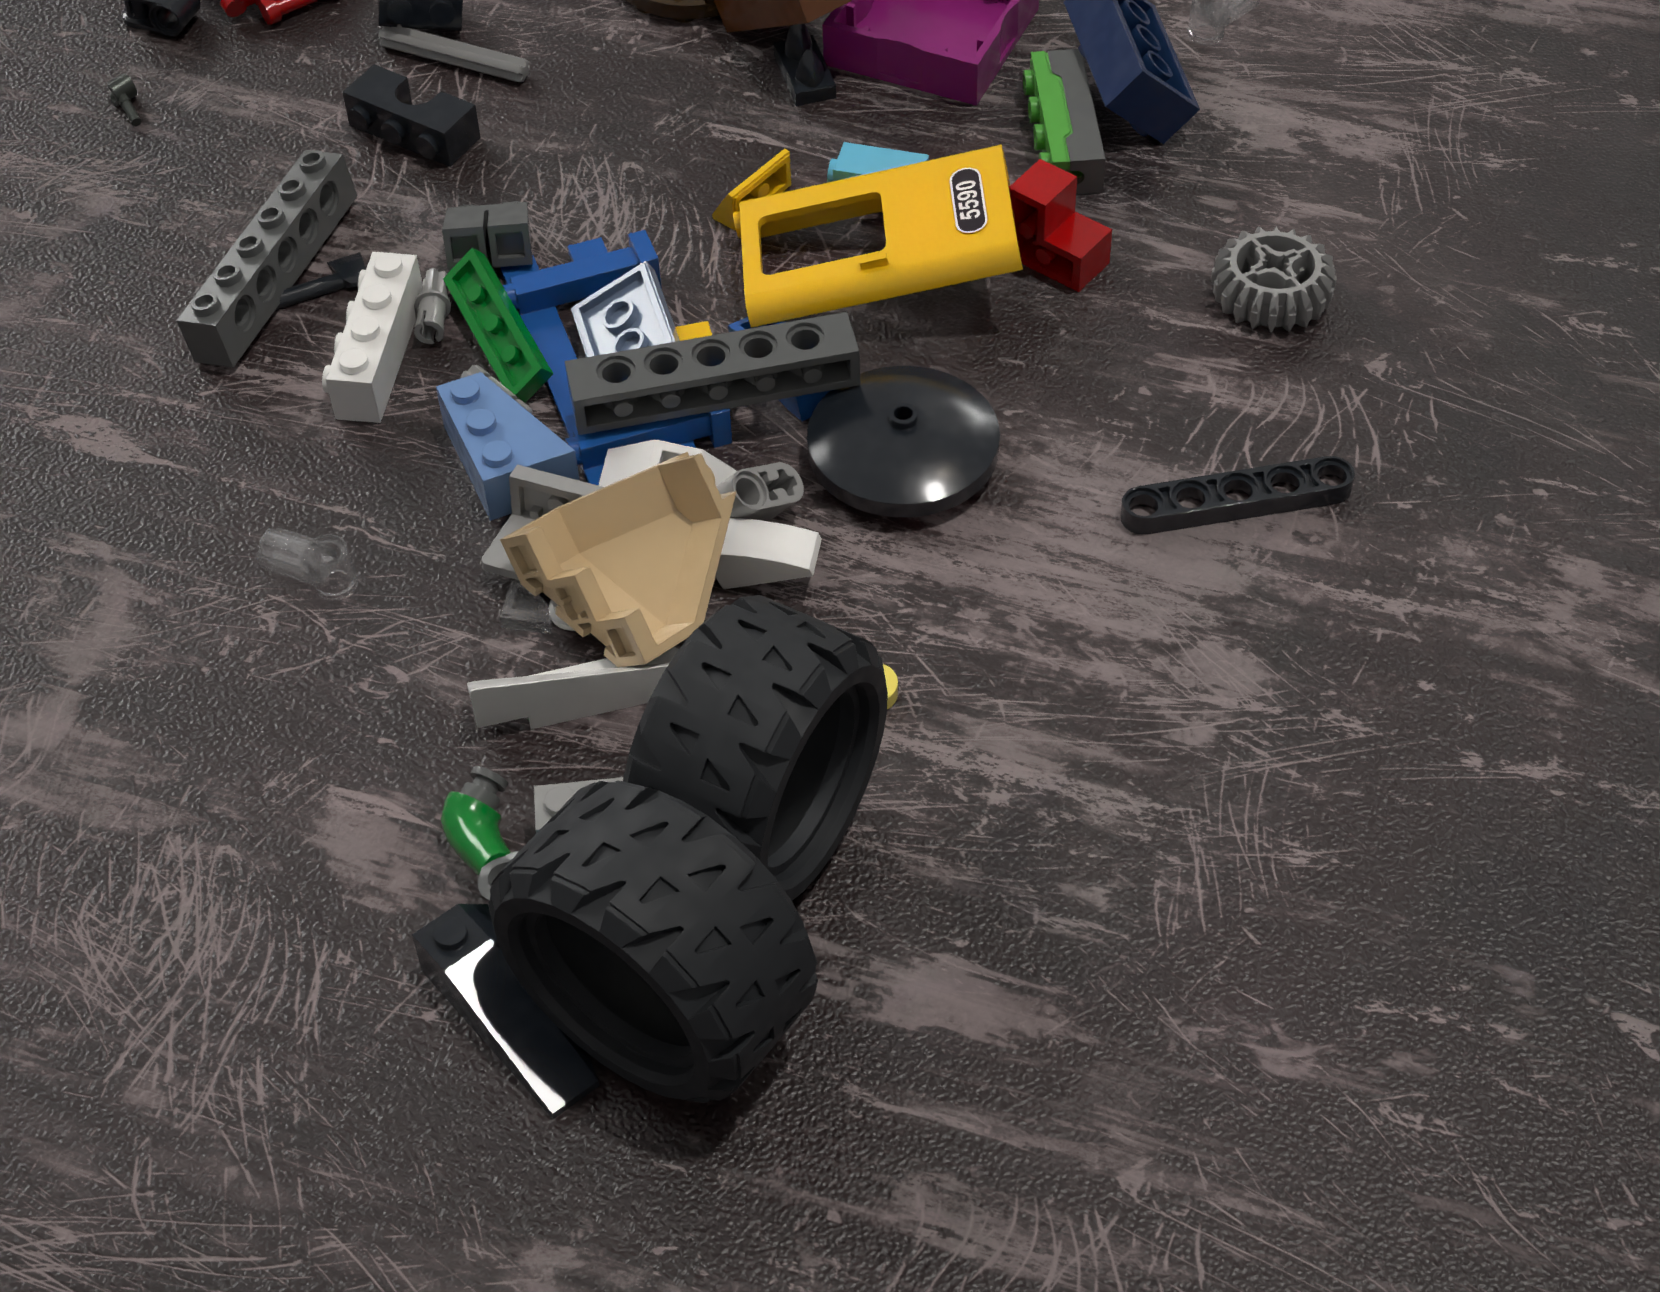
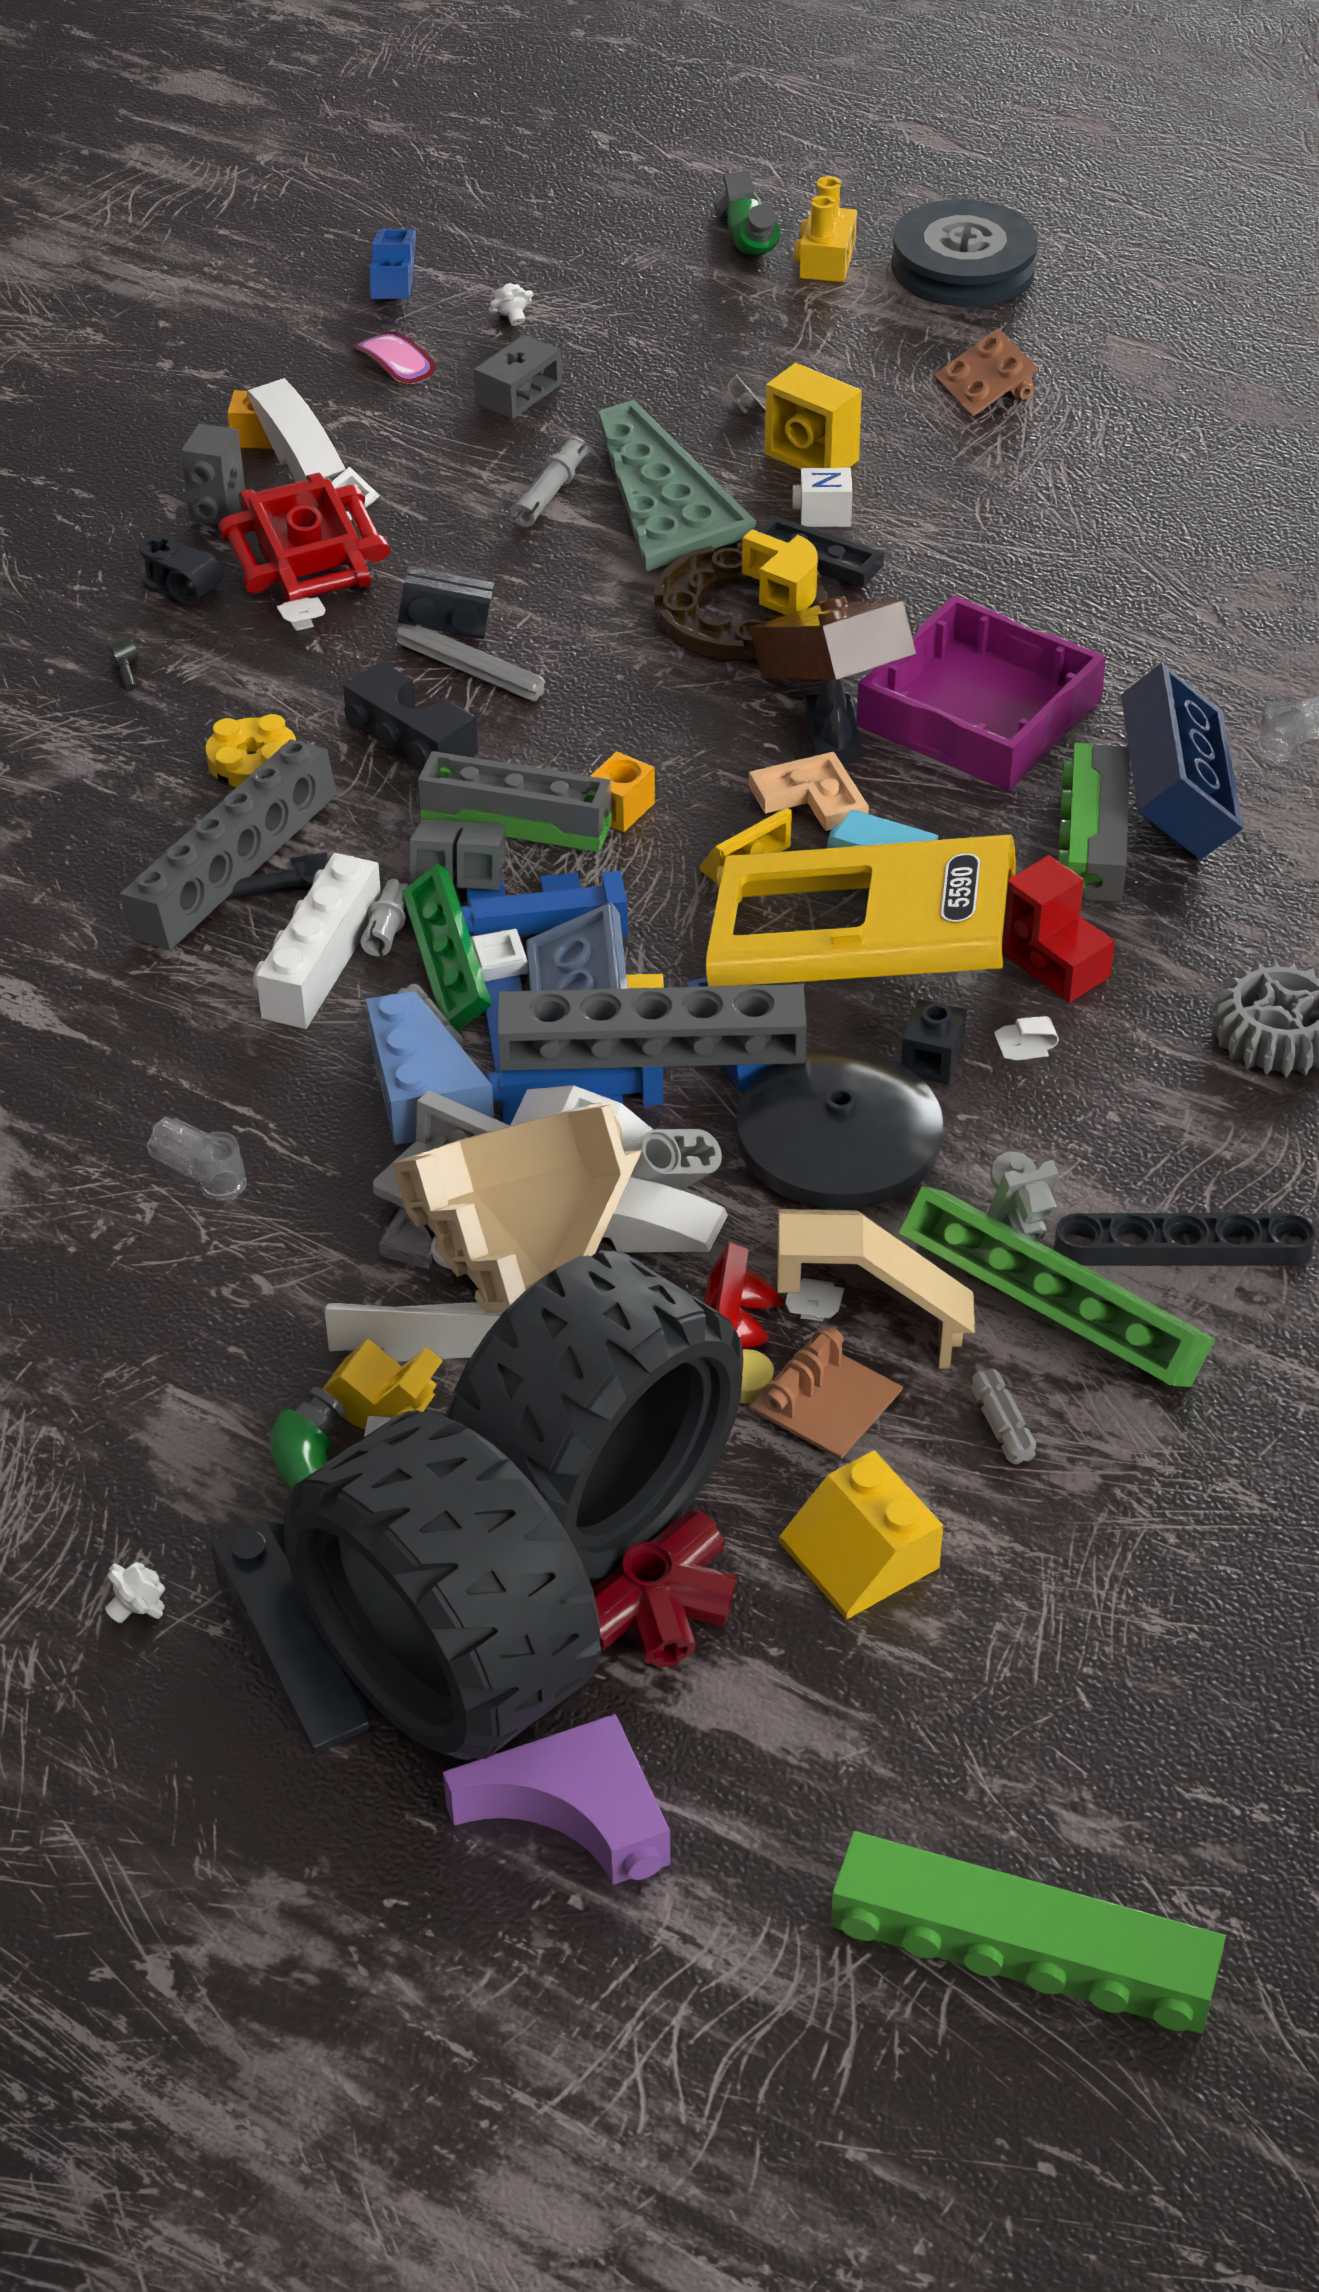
camera: 10 degrees right, 5 degrees down
(248, 157) = (234, 738): none -> yellow plate
(283, 28) = (301, 612): none -> white piece
(346, 993) = (135, 1591): none -> white plant
(535, 756) = (377, 1385): none -> yellow brick
(545, 176) = (528, 800): none -> dark grey piece
(549, 325) = (500, 955): none -> white tile
(624, 156) = (630, 788): none -> light orange brick
(799, 121) = (811, 780): none -> light nougat plate
(812, 1105) = (576, 1784): none -> medium lavender arch
(845, 605) = (735, 1286): none -> red tile
(861, 905) = (678, 1590): none -> dark red piece
(918, 604) = (816, 1299): none -> white piece
(943, 544) = (856, 1239): none -> tan panel
(950, 693) = (826, 1395): none -> nougat hinge
(969, 345) = (934, 1041): none -> black brick
(1018, 820) = (863, 1535): none -> yellow slope
(1054, 327) = (1033, 1034): none -> white piece
(1087, 479) = (1023, 1193): none -> light grey hips
(1116, 686) = (1003, 1416): none -> light grey axle
(1138, 558) = (1057, 1287): none -> bright green brick
(1261, 1169) = (1027, 1932): none -> bright green brick

